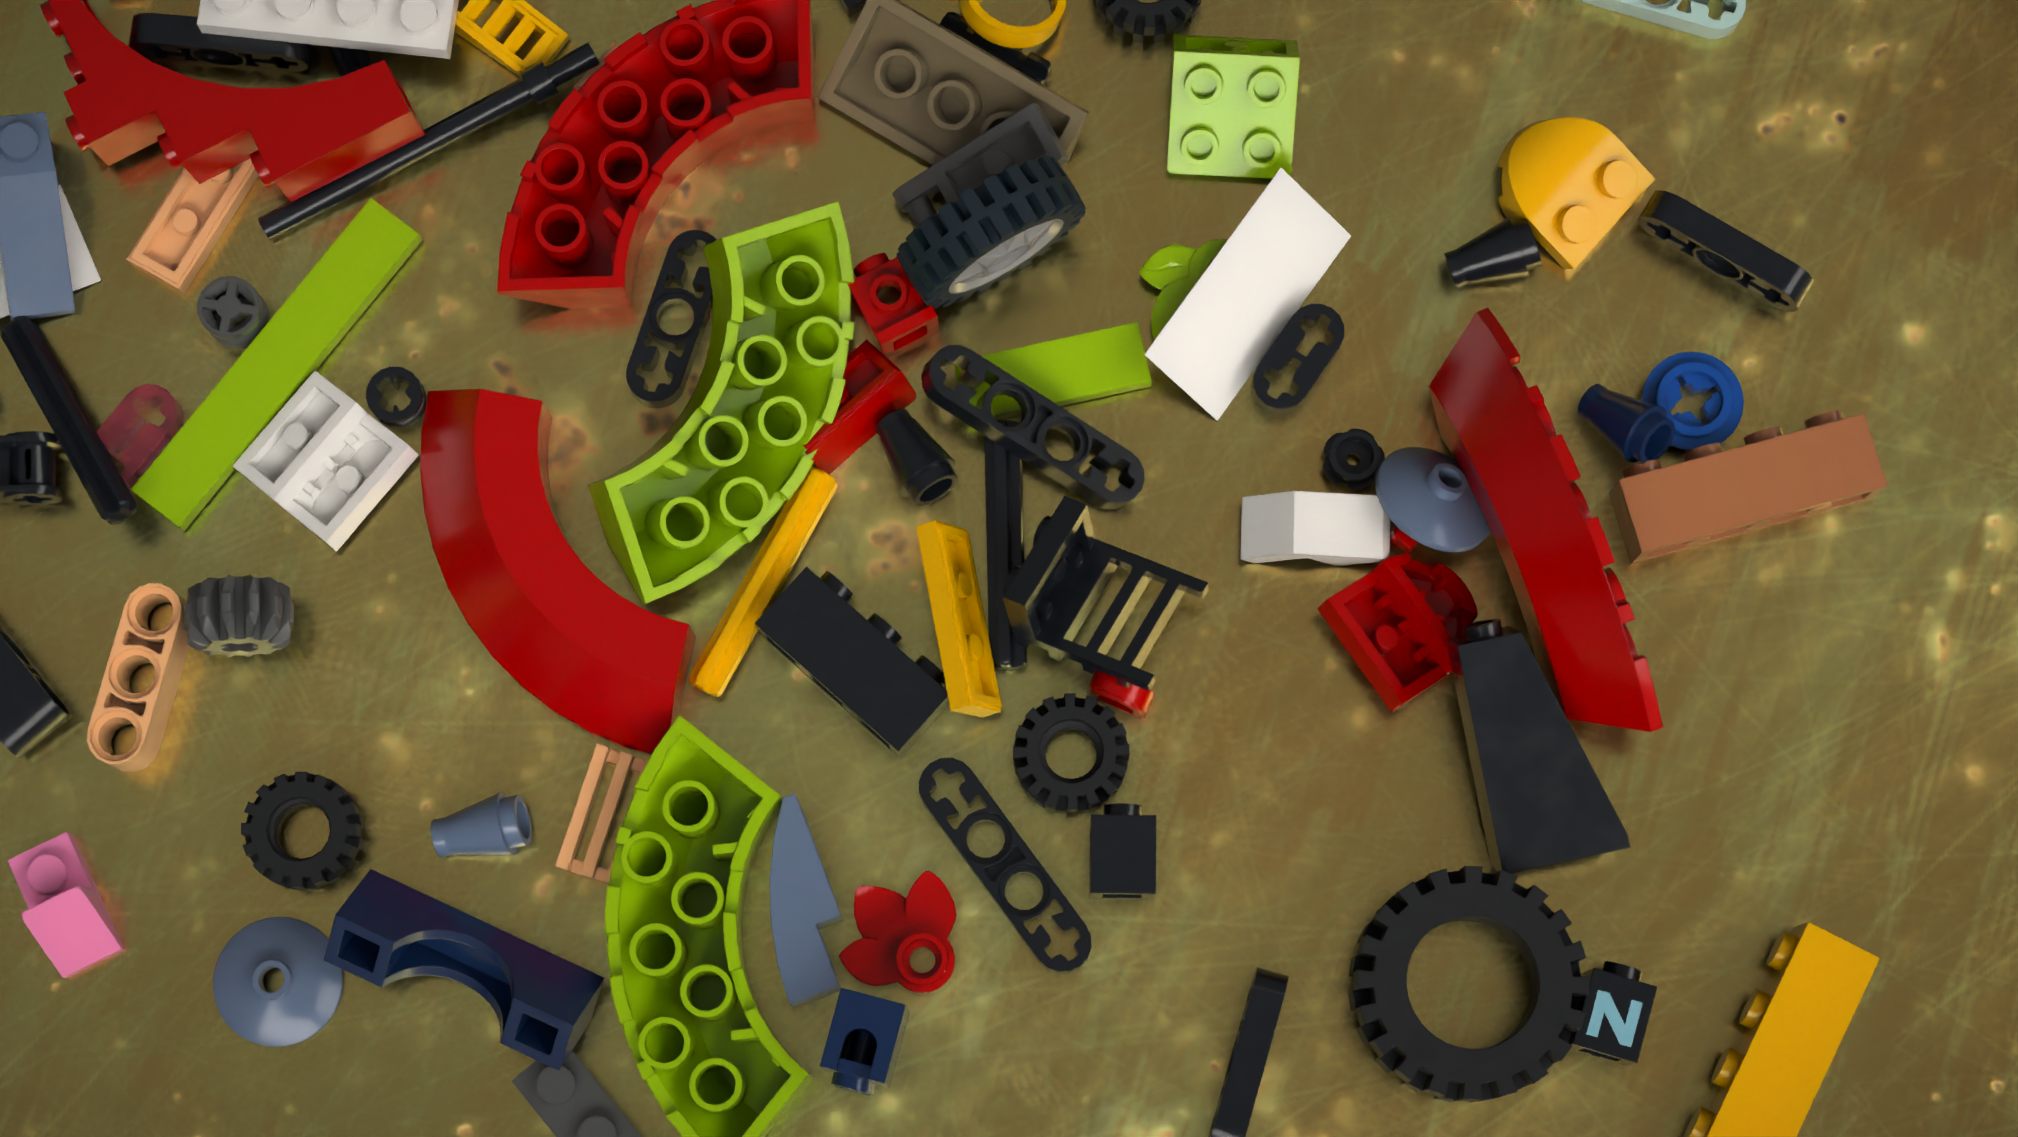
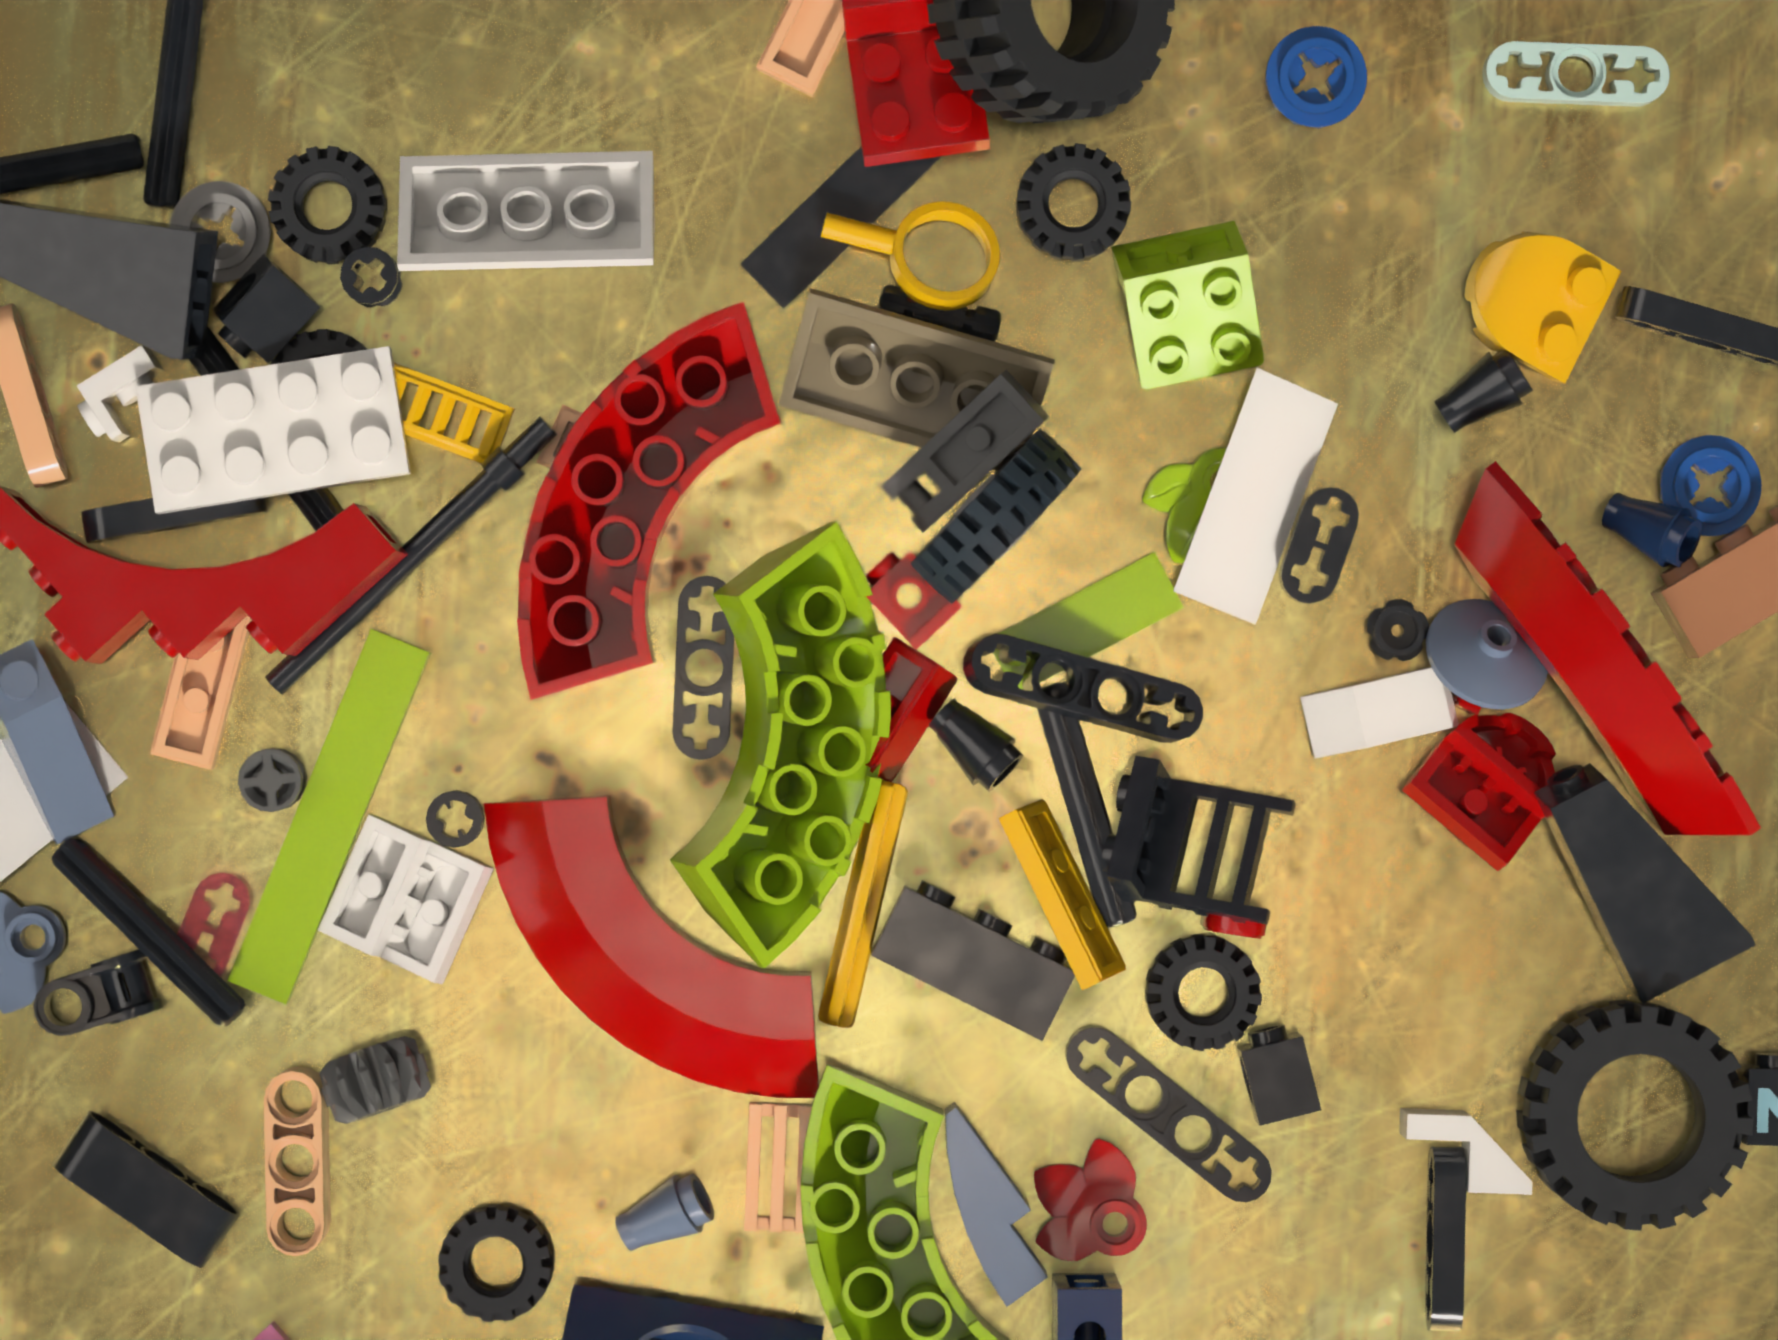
camera: 15 degrees left, 10 degrees up
(1307, 996) = (1486, 1163): none -> white slope

